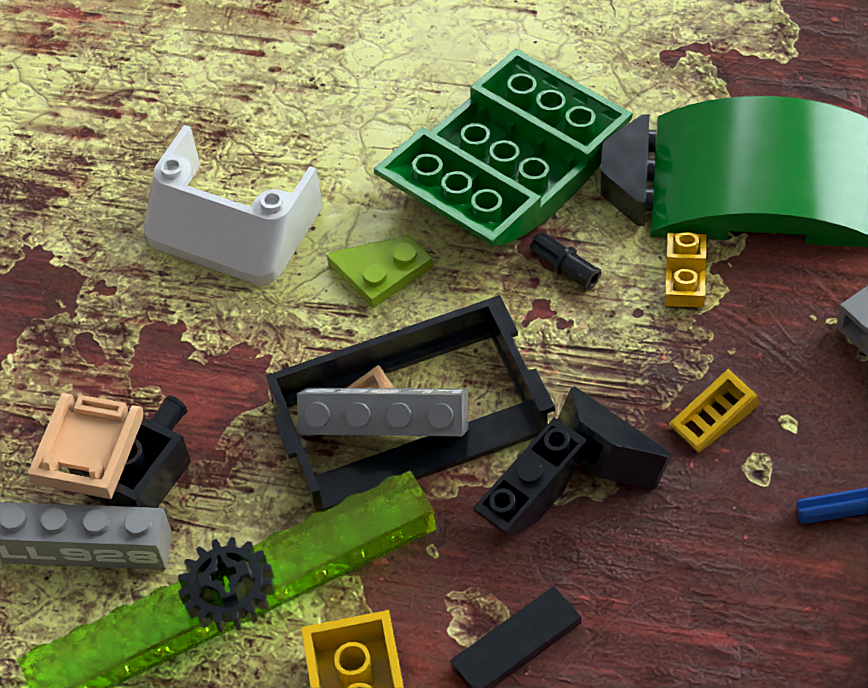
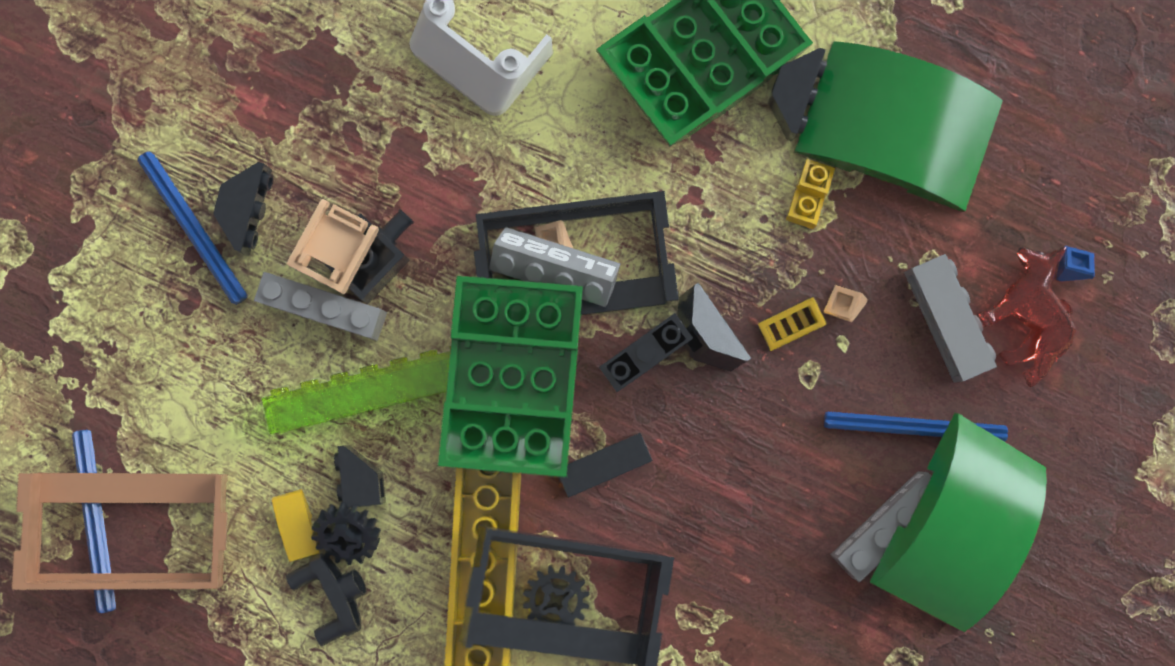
camera: 10 degrees right, 30 degrees up
(204, 584) = (426, 386): black gear -> none
(356, 532) = (511, 376): none -> green slope
(381, 267) = (584, 126): lime wing -> none
(565, 260) = (722, 160): black axle -> none
(774, 373) = (845, 303): none -> light nougat slope

